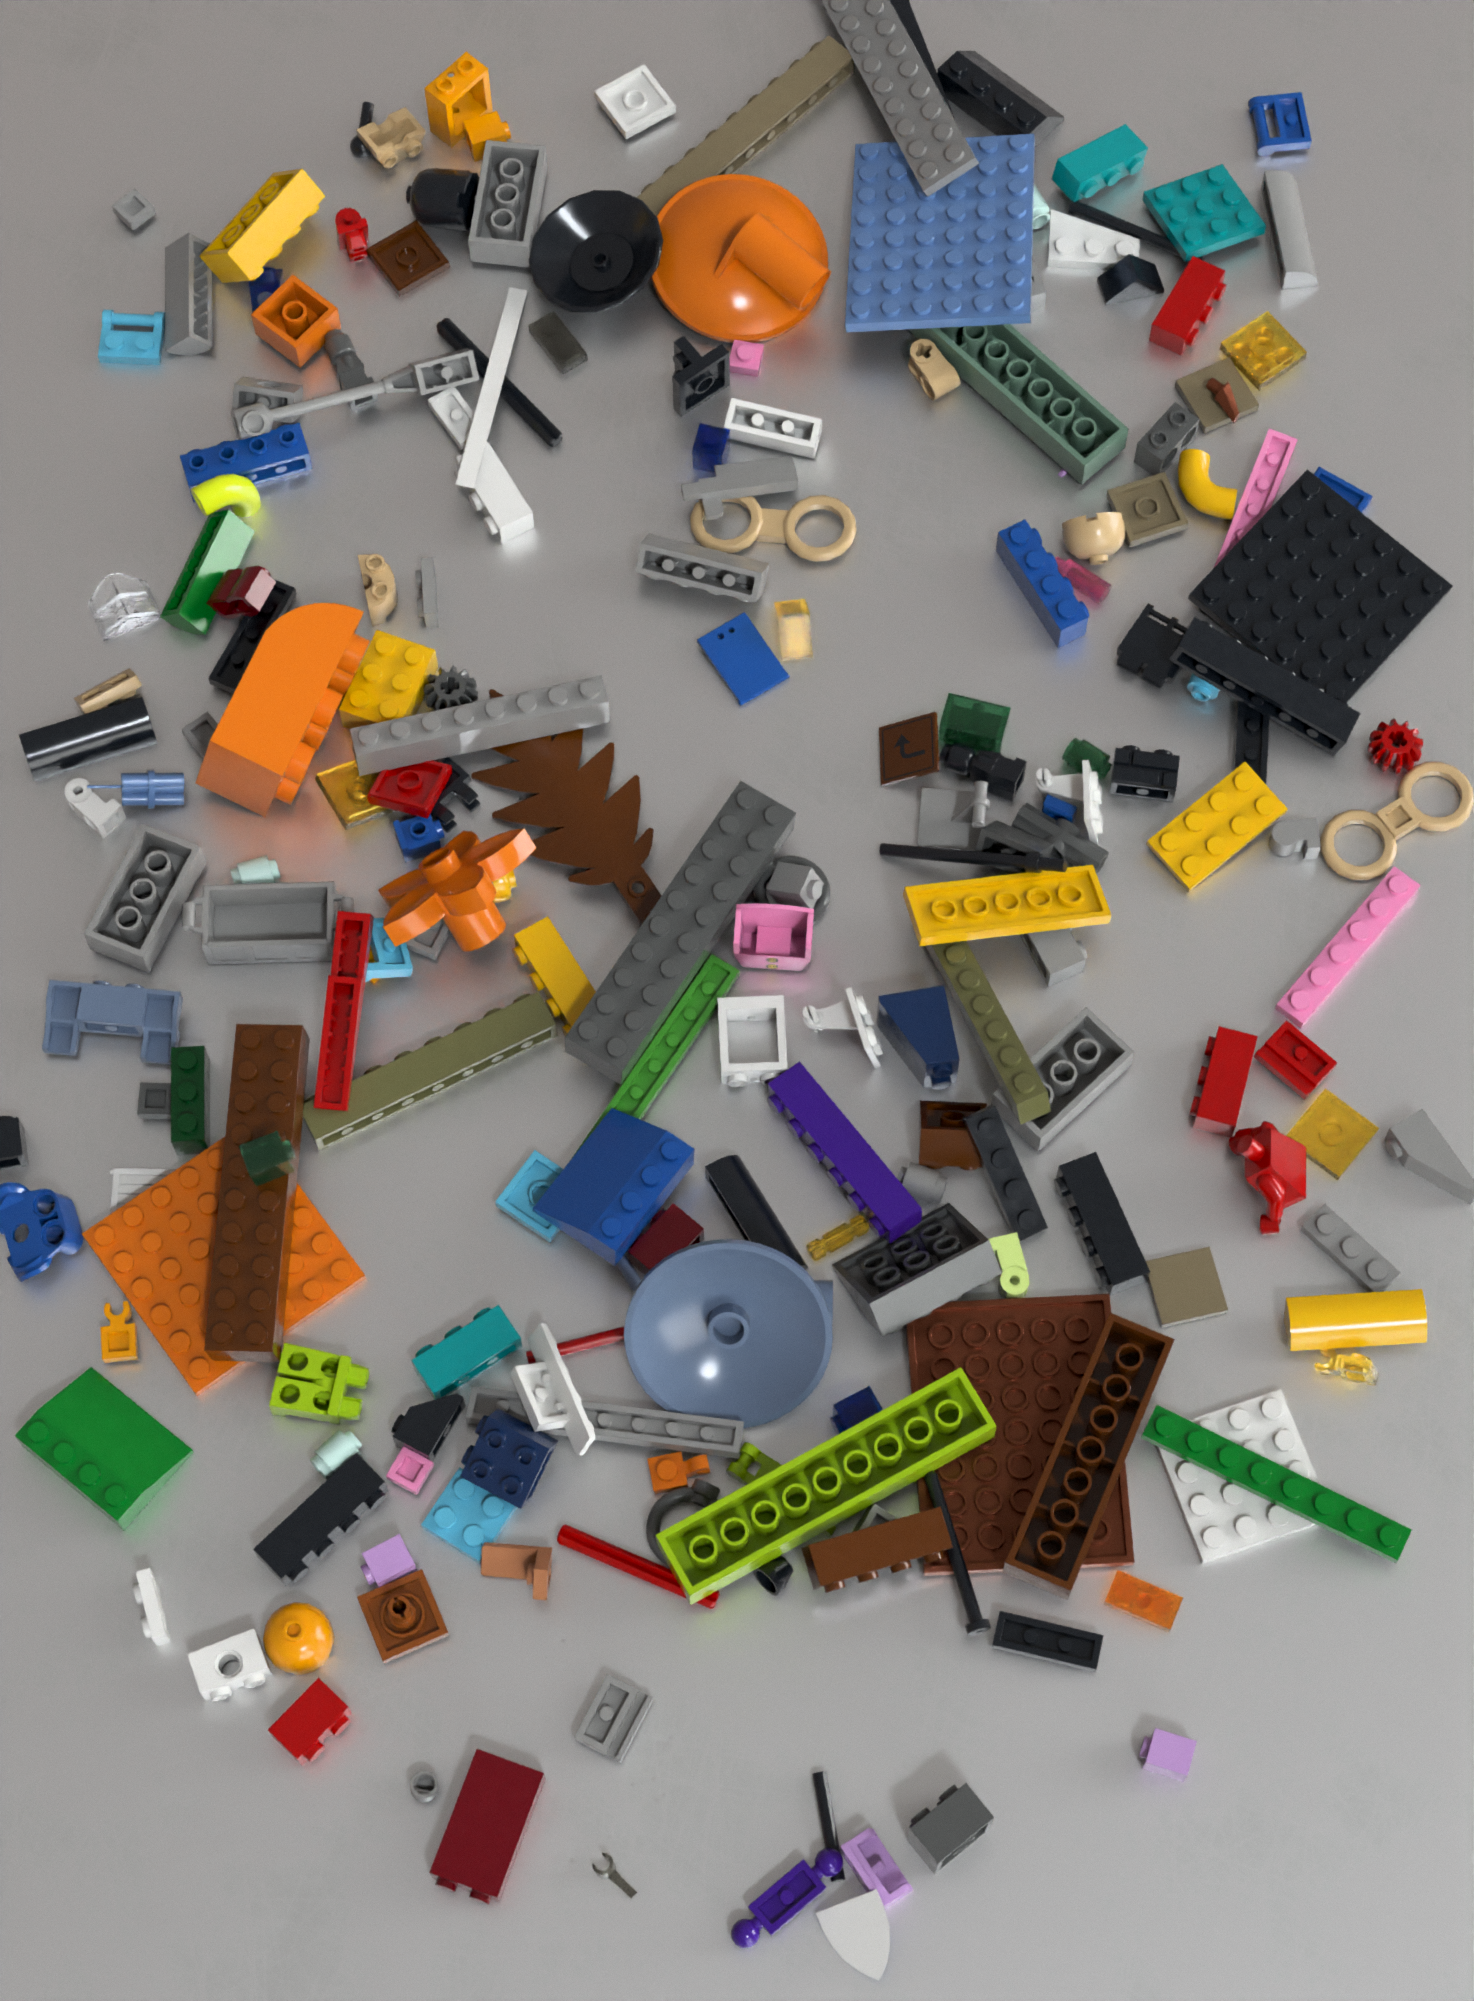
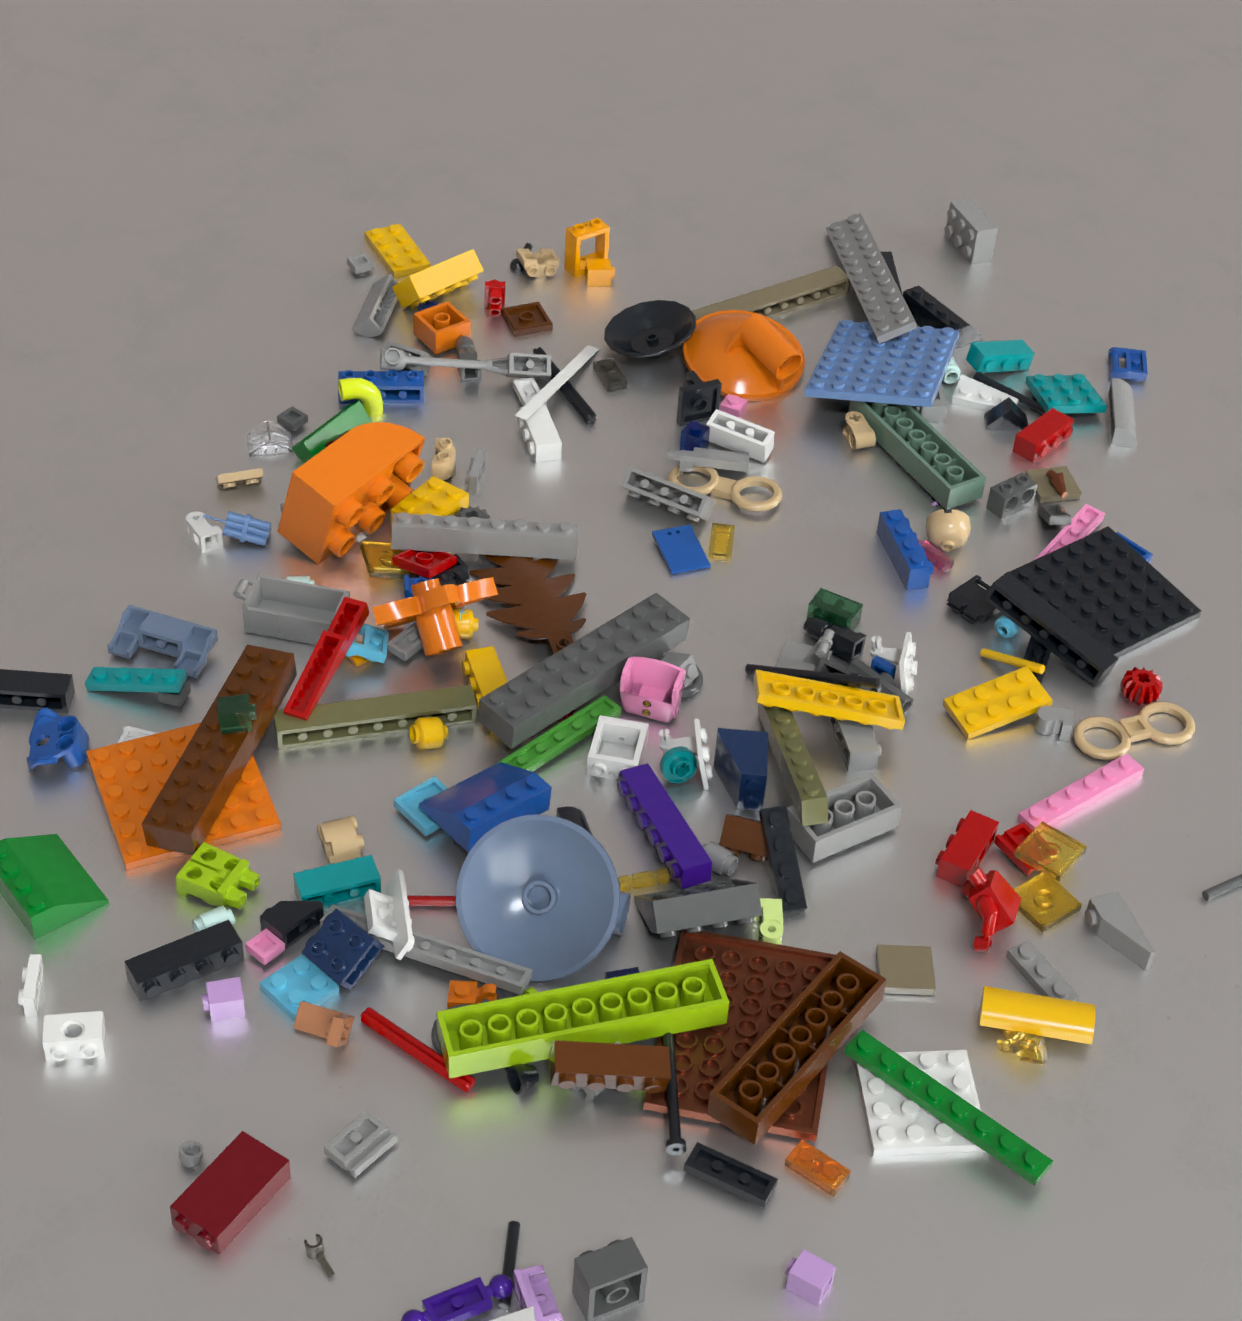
camera: 10 degrees right, 25 degrees down
(88, 739) = (215, 496): black brick -> none
(100, 1096) = (136, 679): none -> teal plate
(119, 1339) = (85, 820): light orange plate -> none
(131, 346) = (335, 325): medium azure plate -> none
(142, 557) = (292, 418): none -> dark grey plate
(145, 898) = (210, 582): light grey brick -> none
(177, 163) = (396, 250): none -> yellow plate
(190, 1099) = (198, 692): dark green brick -> none
(298, 1638) = (134, 1032): light orange cylinder -> none
(310, 1721) = (119, 1086): red piece -> none
(403, 1616) = (221, 1037): dark orange plate -> none
(443, 198) = (561, 291): black cylinder -> none
(447, 1281) = (340, 839): none -> tan cylinder
(505, 1080) = (428, 733): none -> yellow head
(507, 203) = (599, 300): light grey brick -> none
(635, 101) = (700, 276): white plate -> none
(836, 1048) = (678, 764): none -> teal plate
(909, 749) = (783, 615): reddish brown piece -> none
(1084, 750) = (921, 648): clear green brick -> none
(1102, 1224) = (849, 912): black brick -> none
(1144, 773) = (951, 664): black brick -> none
(1148, 509) = (991, 529): dark tan plate -> none
(1200, 490) = (1030, 526): yellow cylinder -> none
(1223, 749) = (1011, 660): none -> yellow bar
(1230, 460) = (1054, 514): none -> dark grey plate
(1263, 350) = (1091, 467): clear yellow plate -> none
(1328, 1063) = (1050, 851): none -> clear yellow tile

